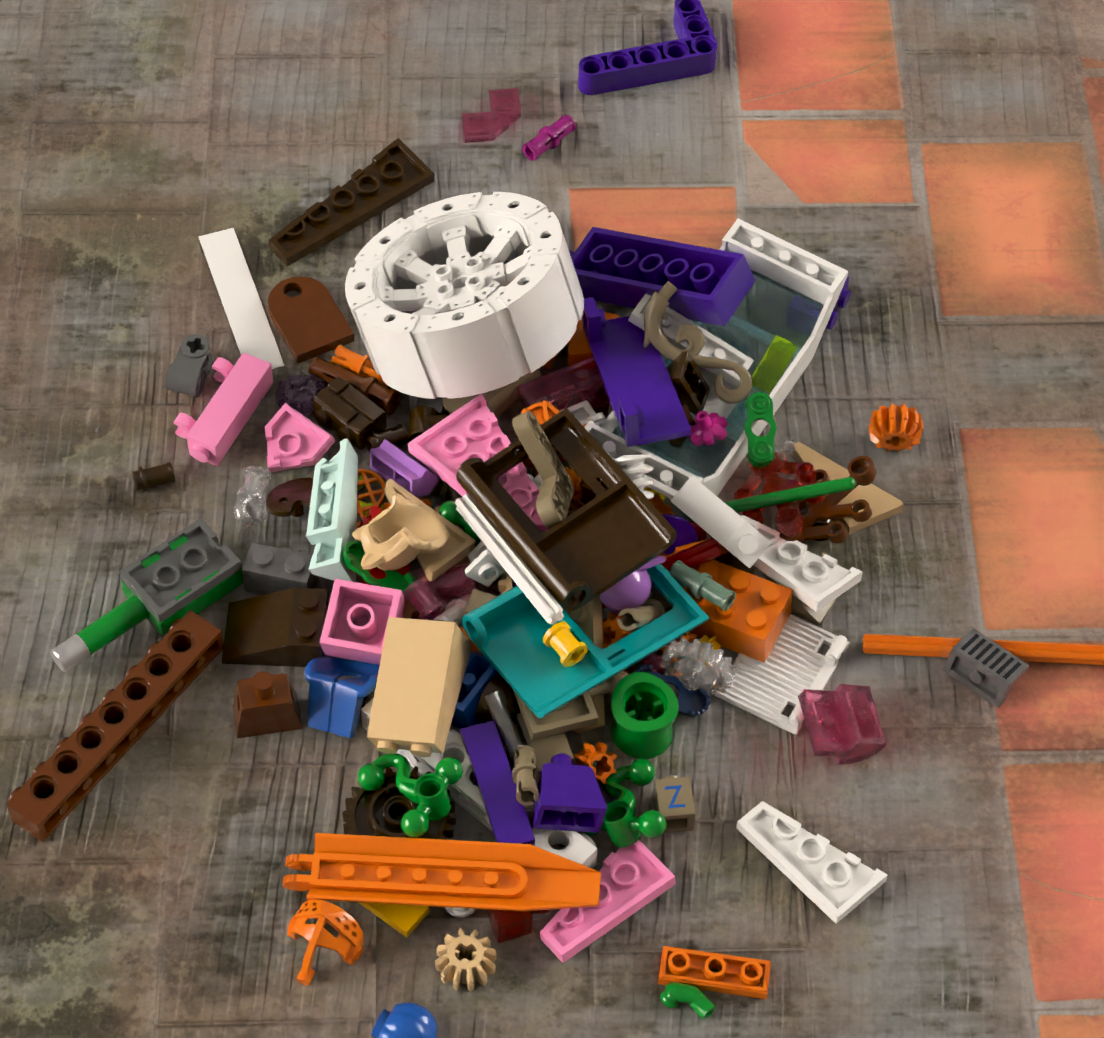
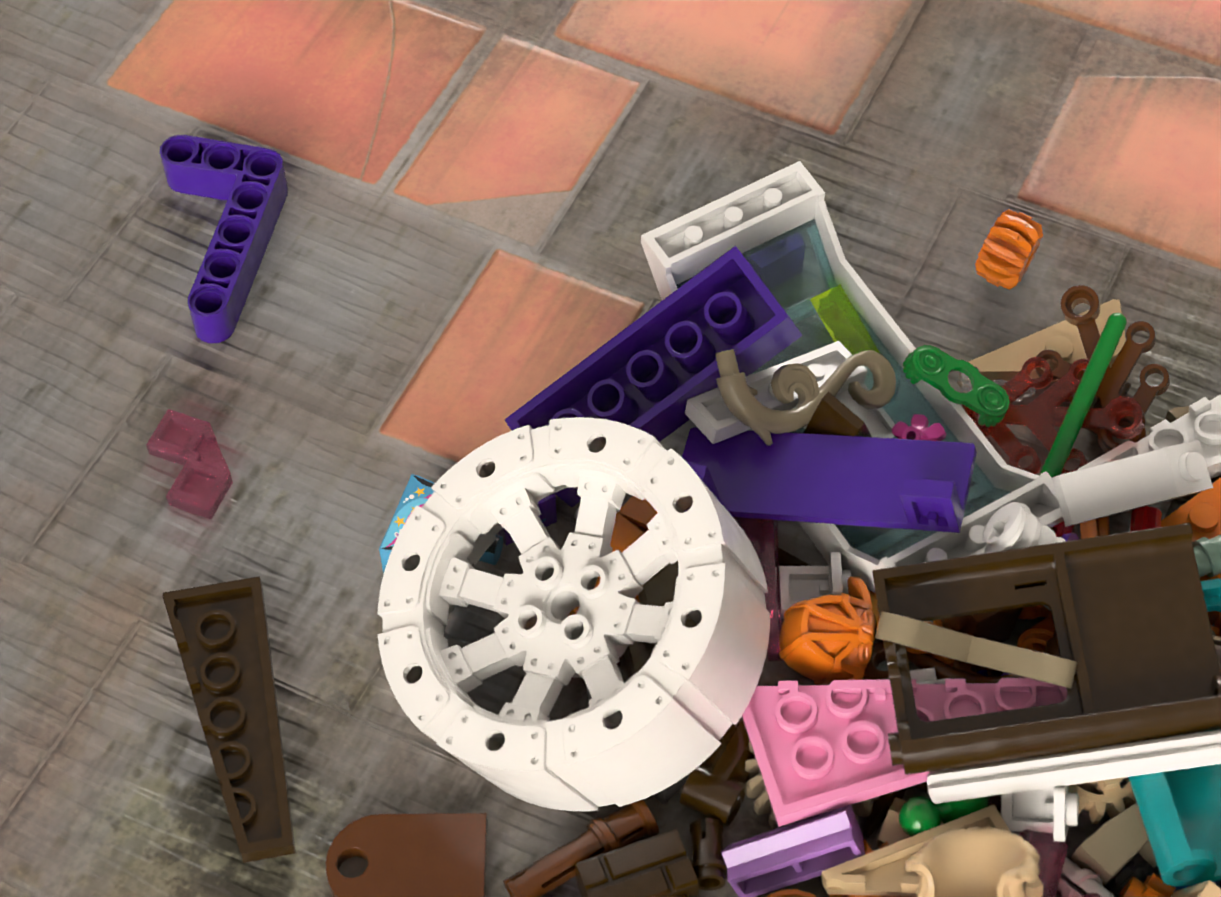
camera: 60 degrees left, 0 degrees up
(356, 363) = (546, 833): orange axle -> none
(549, 137) = (283, 411): magenta pin -> none

